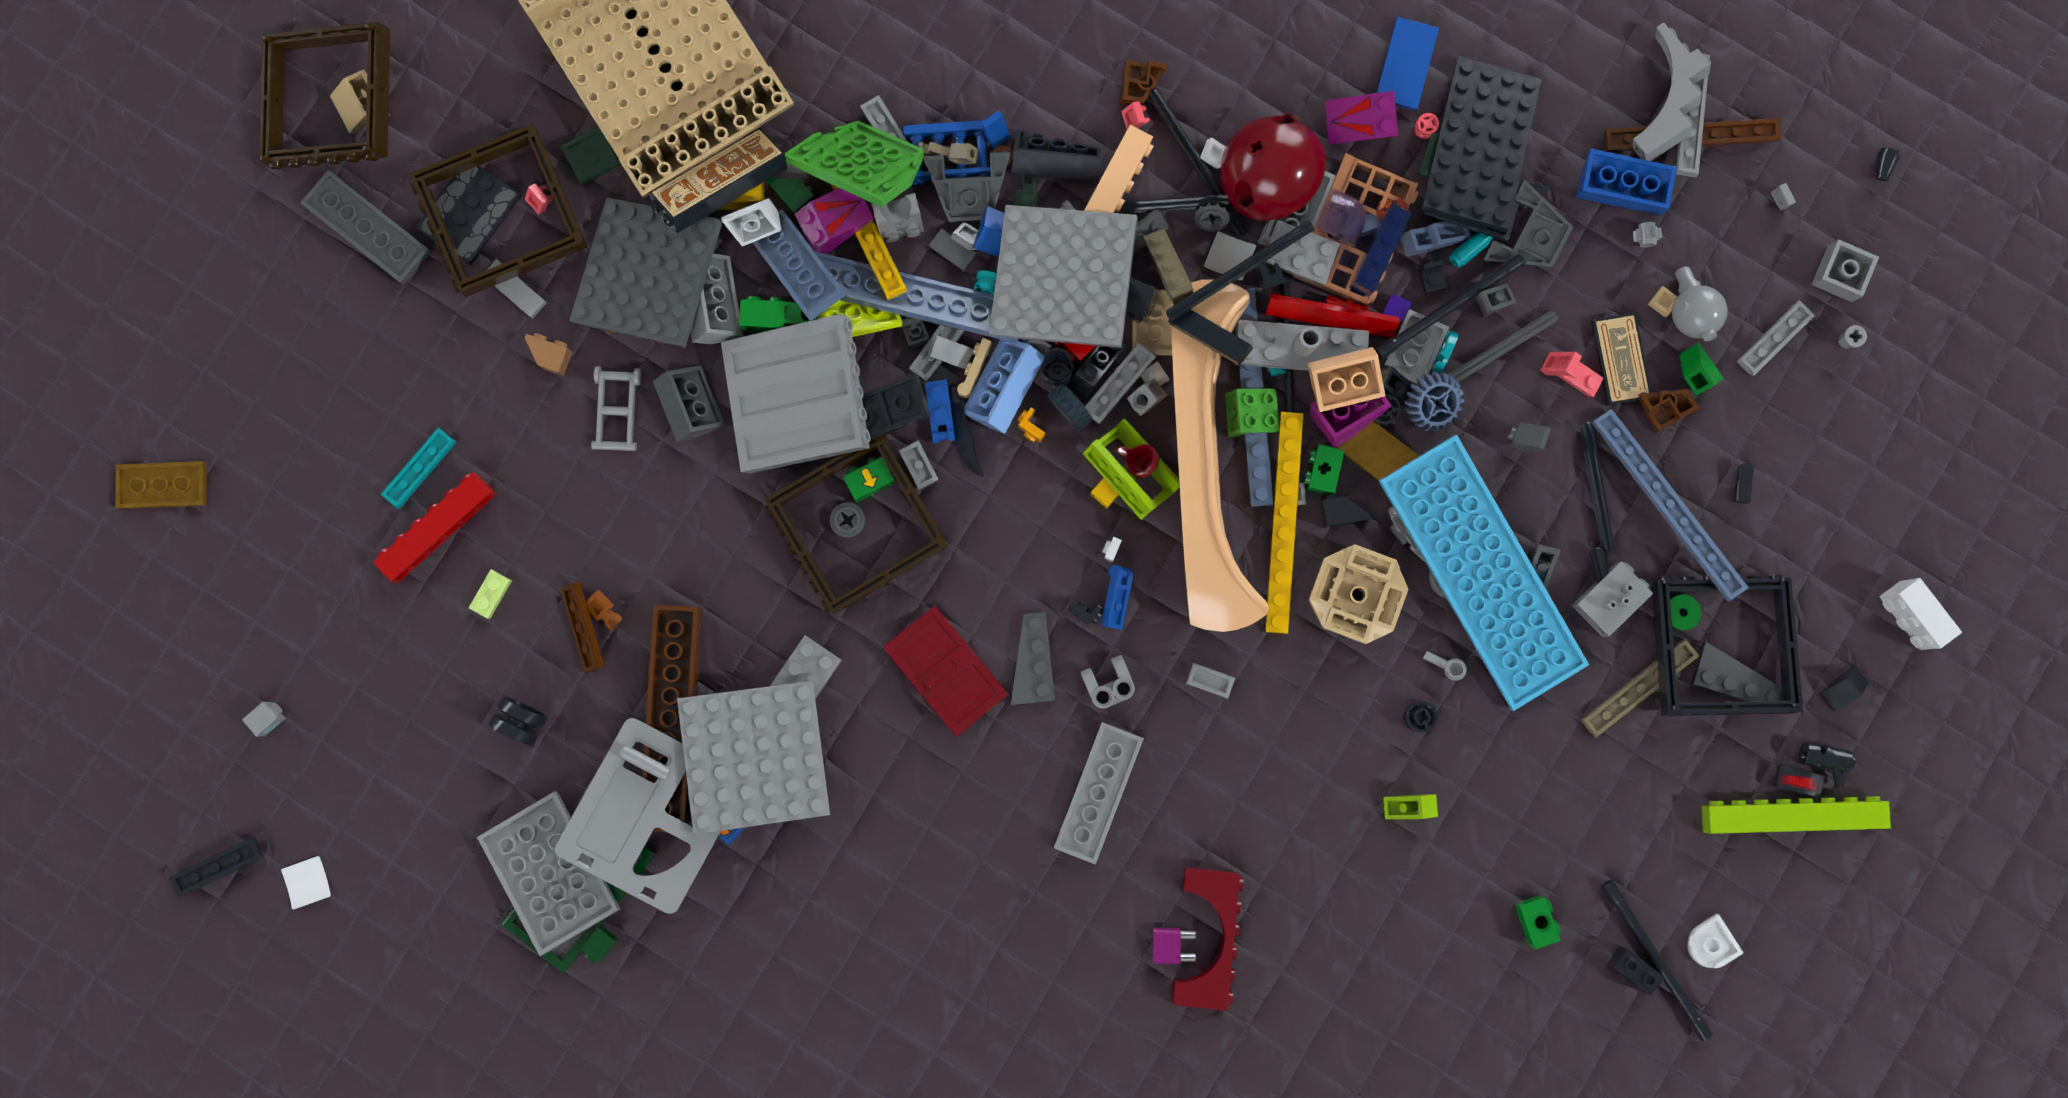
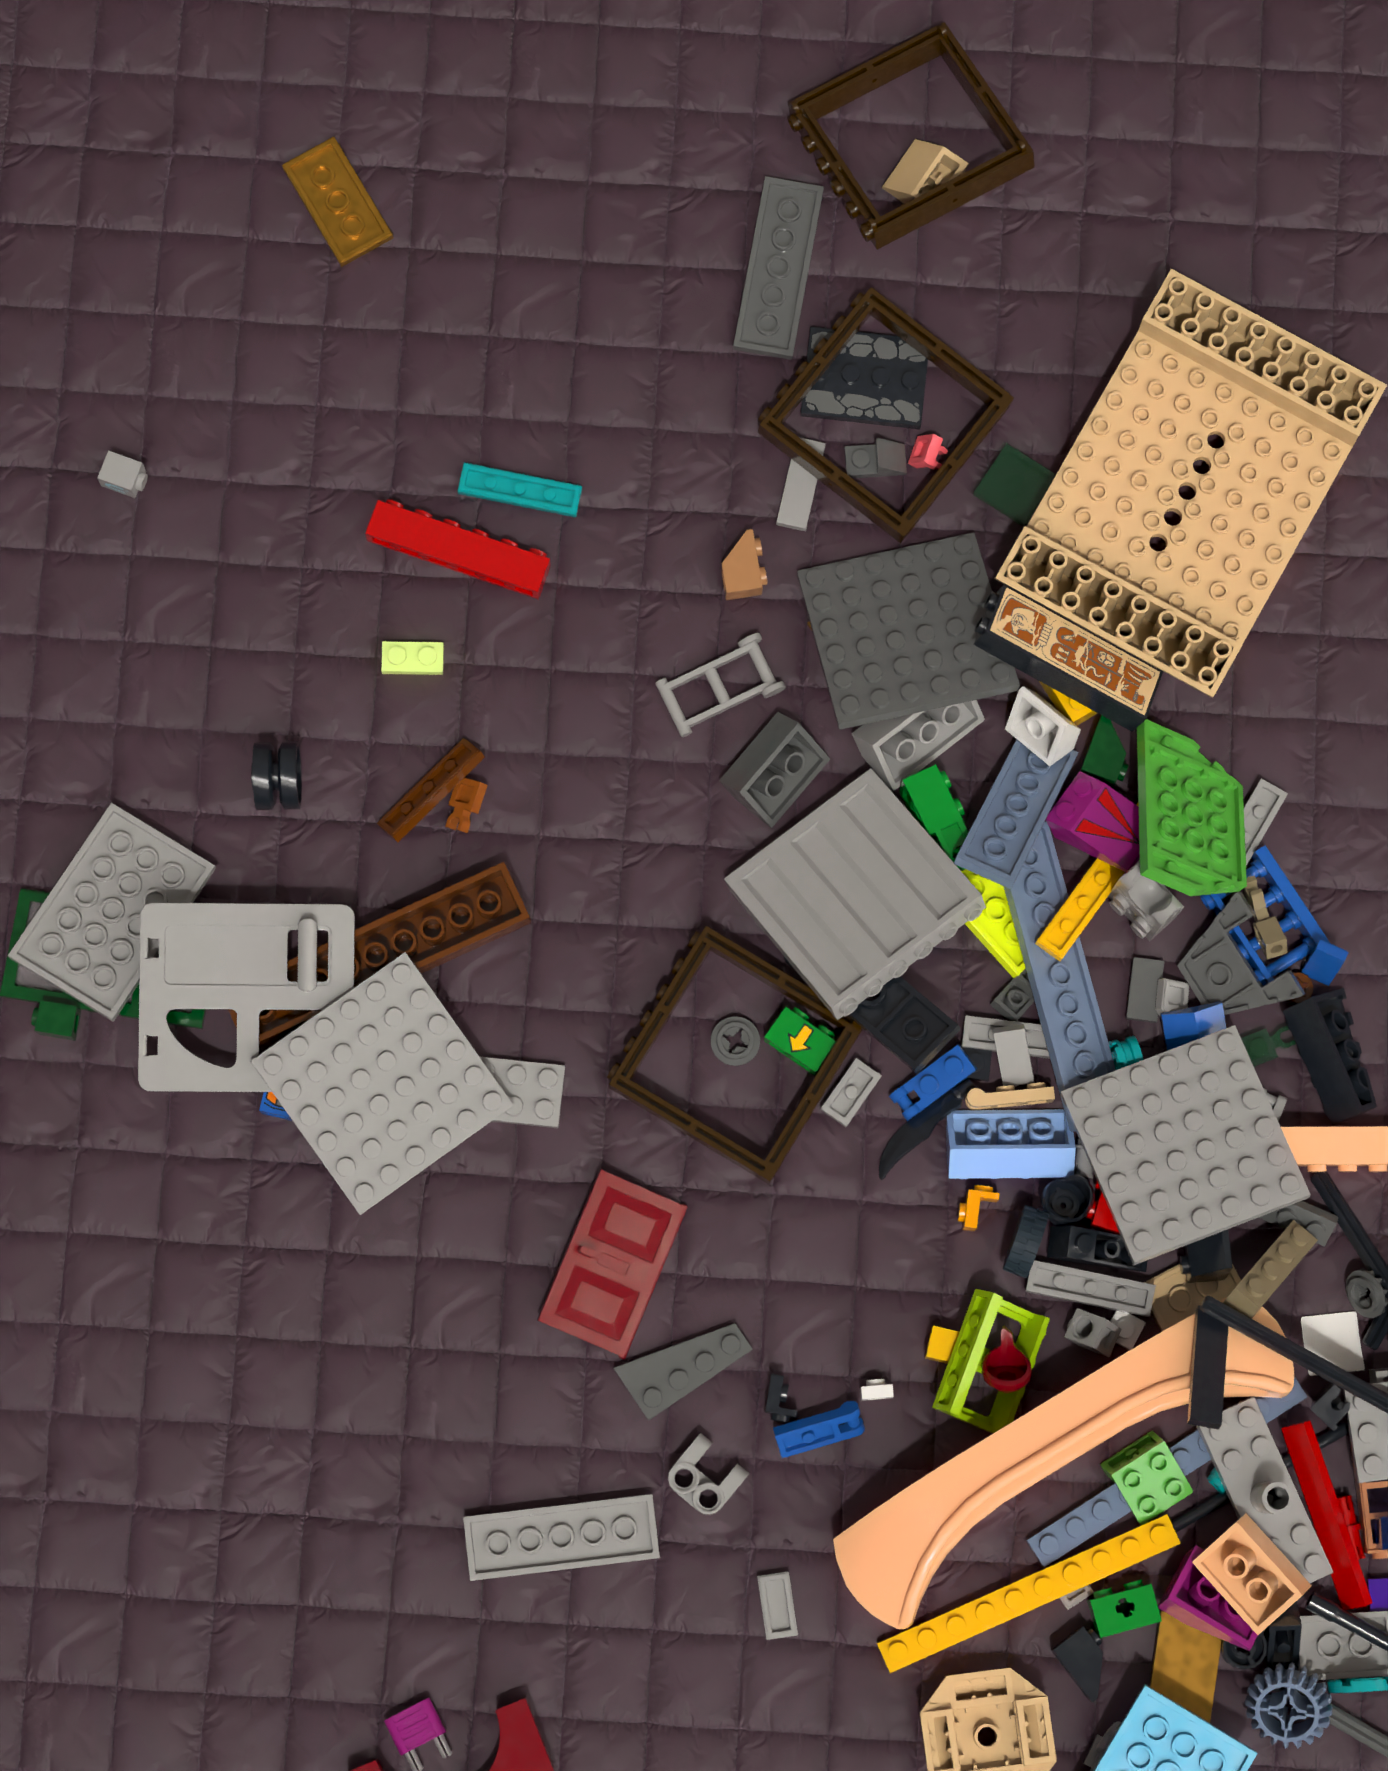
camera: 60 degrees right, 5 degrees down
(525, 234) = (875, 460): none -> dark grey slope

